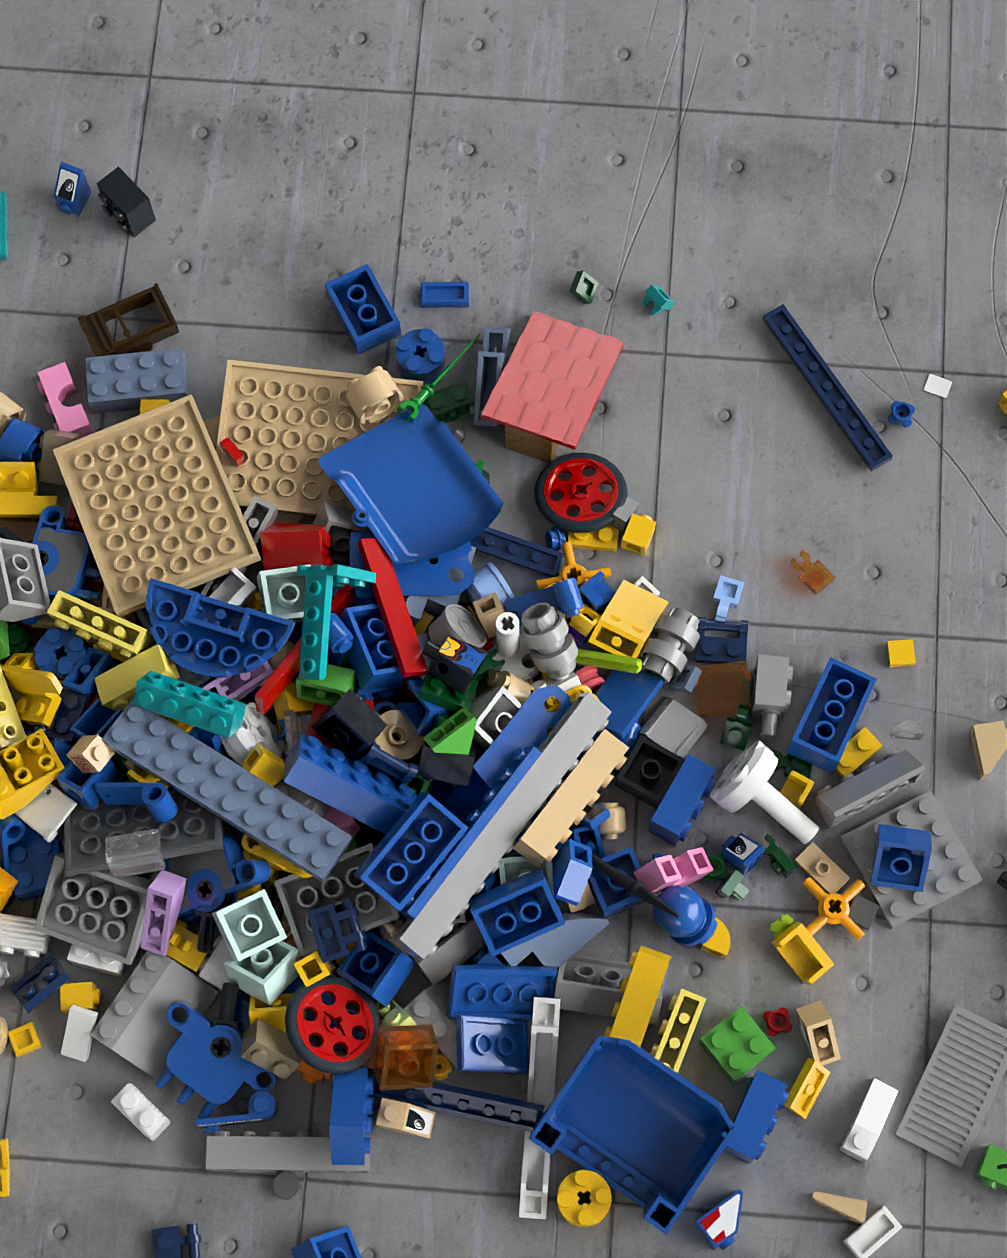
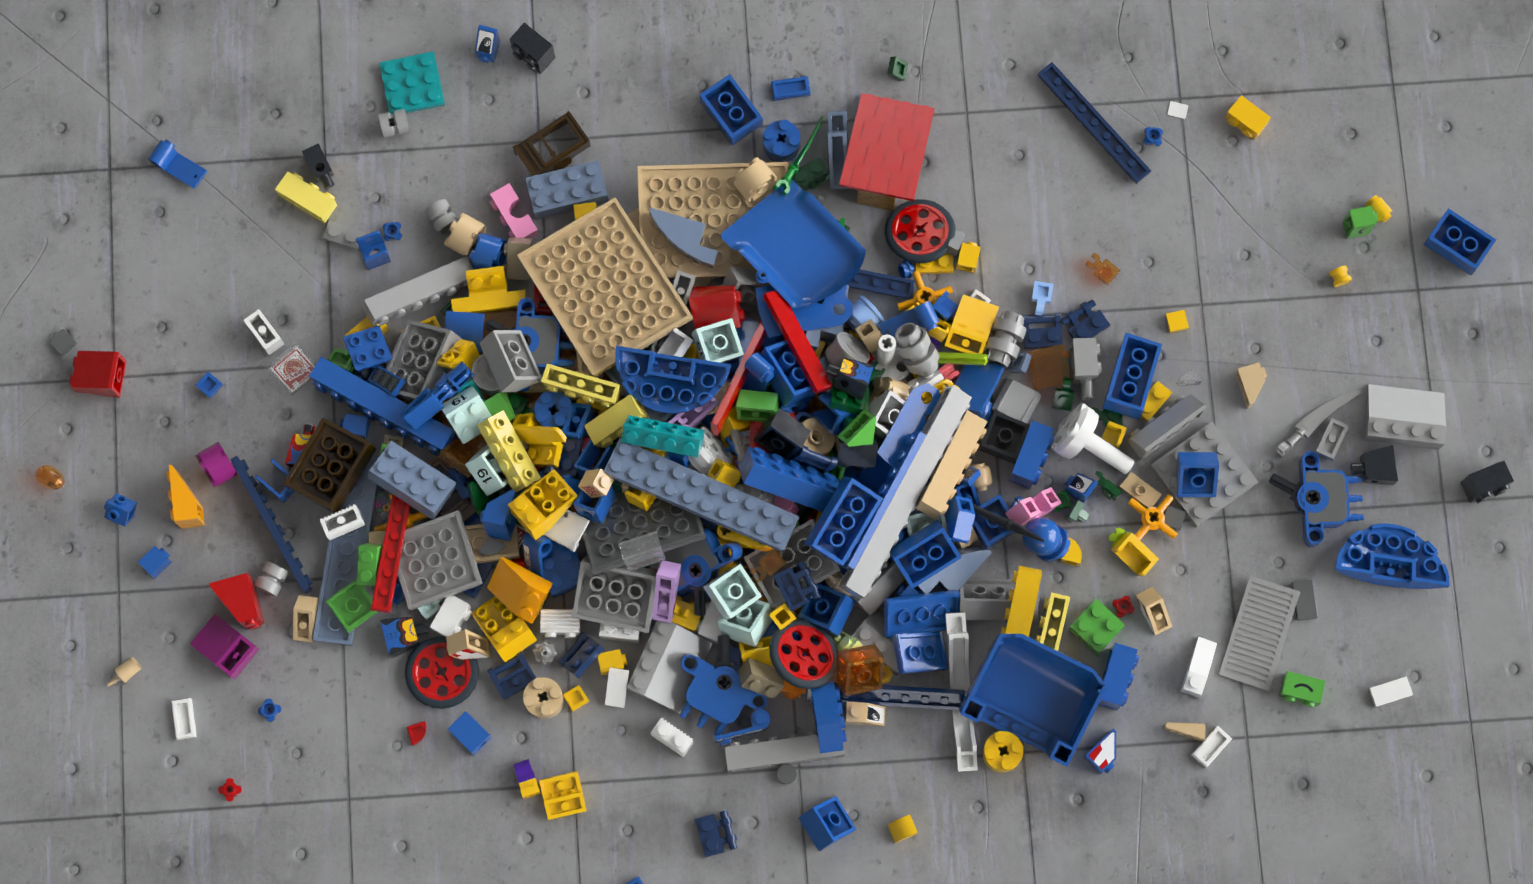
camera: 10 degrees left, 5 degrees up
(151, 794) = (649, 507): blue door -> none
(232, 451) = (652, 236): red tile -> none
(273, 455) = (684, 236): none -> sand blue slope
(305, 896) = (769, 564): none -> clear orange plate
(317, 612) = (746, 355): teal bracket -> none
(660, 299) = (957, 70): teal tile -> none
(786, 644) = (1089, 327): none -> dark blue plate
(806, 1088) = (1151, 650): yellow plate -> none

